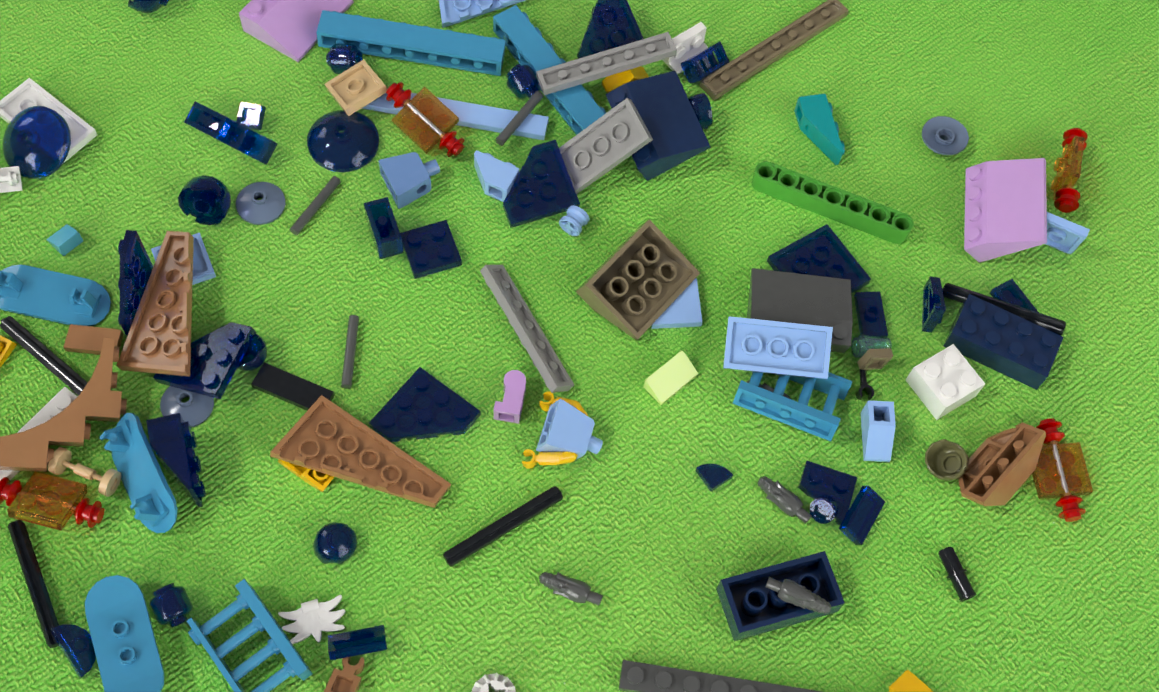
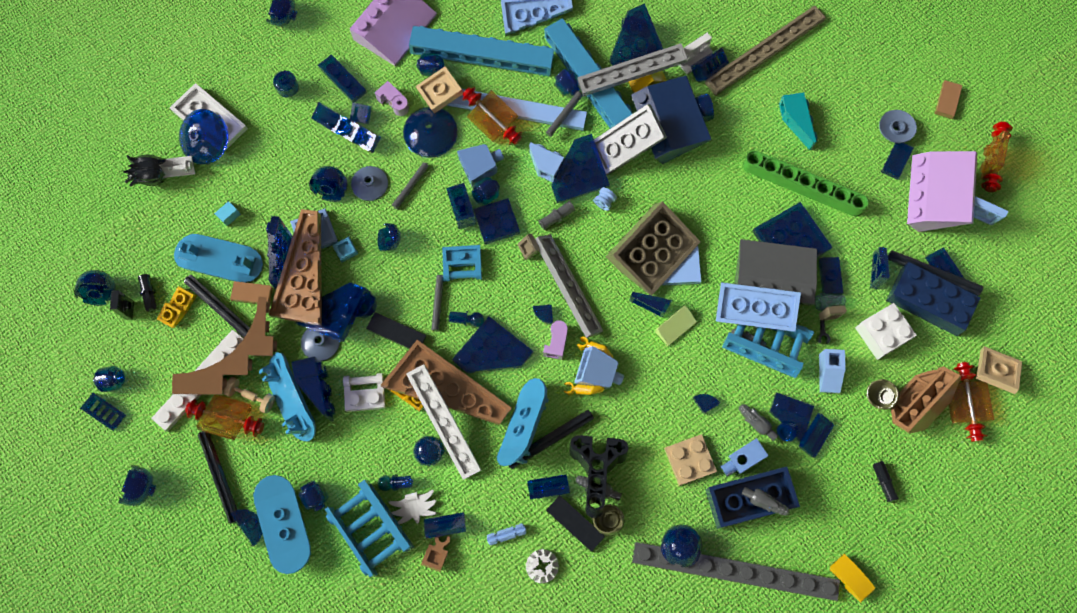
camera: 10 degrees right, 10 degrees up
(151, 79) = (285, 84): none -> head
(225, 284) = (345, 249): none -> medium azure tile
(227, 74) = (342, 78): none -> clear blue plate
(246, 476) = (364, 399): none -> white plate
(274, 587) = (395, 482): none -> axle
(285, 268) = (388, 237): none -> hair
(295, 98) = (393, 97): none -> lavender leg
(357, 500) = (443, 421): none -> white plate
(383, 292) = (462, 256): none -> dark azure plate
(402, 370) = (475, 319): none -> axle
(416, 210) = (485, 191): none -> clear blue head
(443, 654) = (506, 534): none -> light blue axle
(467, 502) = (523, 423): none -> dark azure piece
(473, 279) = (528, 246): none -> dark tan tile
(494, 363) = (544, 313): none -> clear blue tile
(501, 587) = (548, 486): none -> clear blue plate
(510, 241) = (556, 215): none -> dark grey pin
(539, 637) = (575, 523): none -> black tile
(569, 559) = (606, 461): none -> black beam
(585, 630) = (610, 521): none -> olive hair
(638, 349) = (651, 303): none -> clear blue slope
(687, 660) = (681, 545): none -> clear blue cylinder
(695, 550) = (690, 460): none -> tan plate
(779, 538) = (752, 452): none -> medium blue torso
(946, 176) = (897, 160): none -> clear blue tile
(1006, 106) = (948, 99): none -> medium nougat tile
(1094, 428) = (999, 370): none -> tan plate

